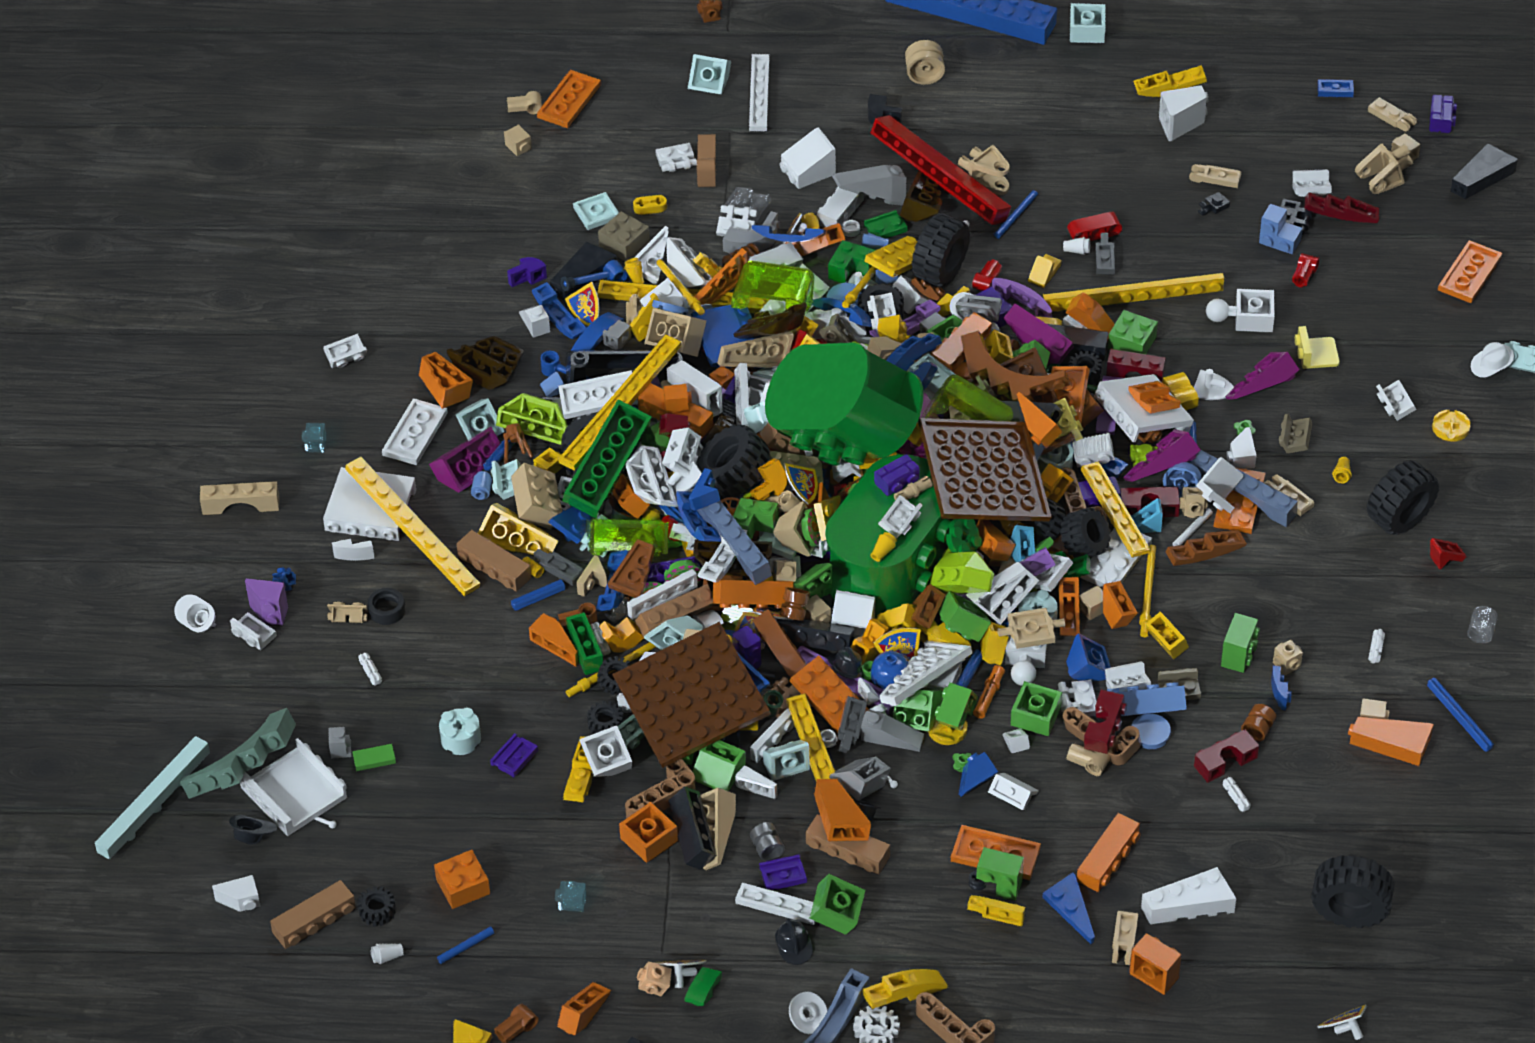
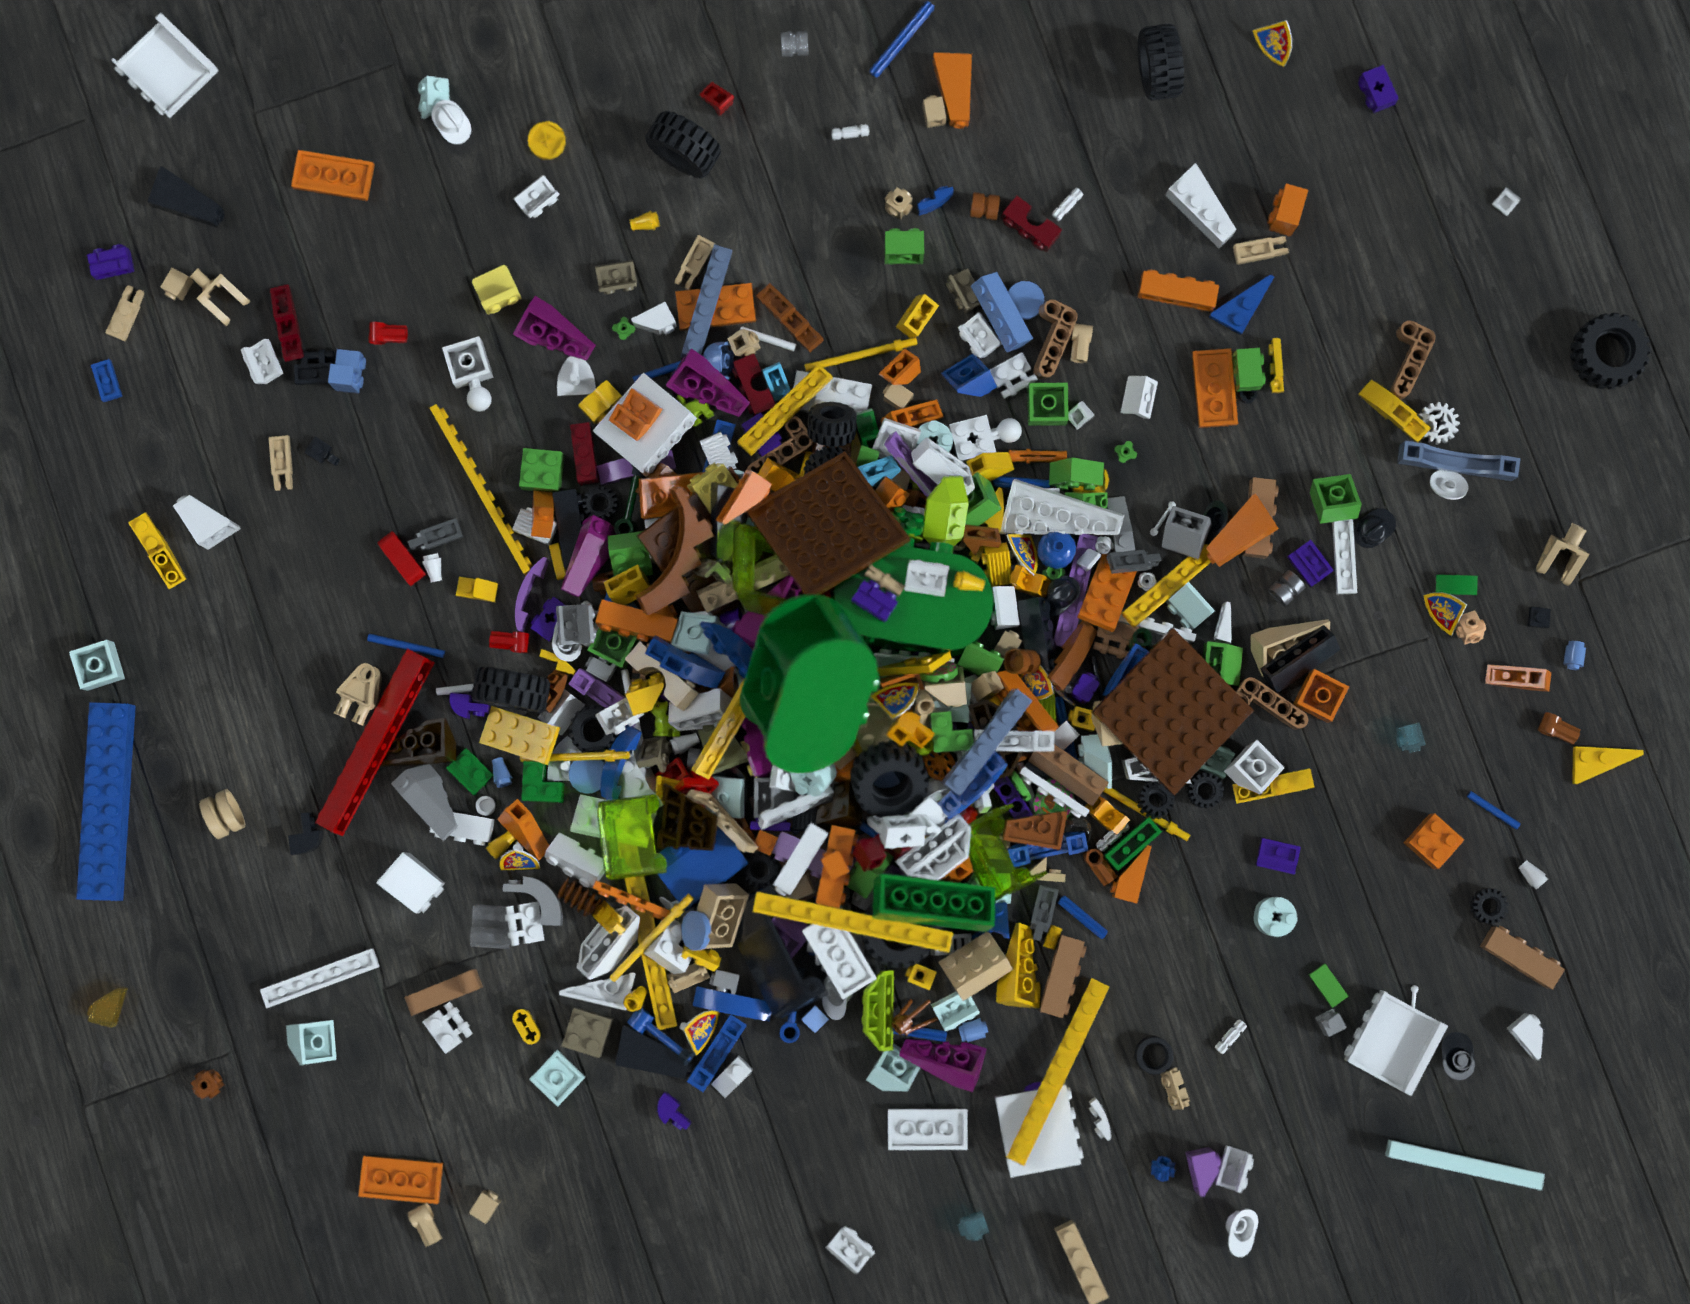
camera: 115 degrees left, 35 degrees up
(251, 754) = (1363, 1086): sand green arch -> none
(444, 380) = (858, 1127): orange wedge -> none
(488, 361) = (810, 1095): dark brown wedge -> none
(704, 491) = (967, 780): blue slope -> none
(810, 234) = (542, 856): blue slope -> none
(976, 772) = (1141, 433): blue slope -> none
(1031, 628) = (971, 432): tan plate -> none
(1102, 736) = (1070, 329): dark red arch -> none
(1219, 483) = (737, 322): white bracket -> none

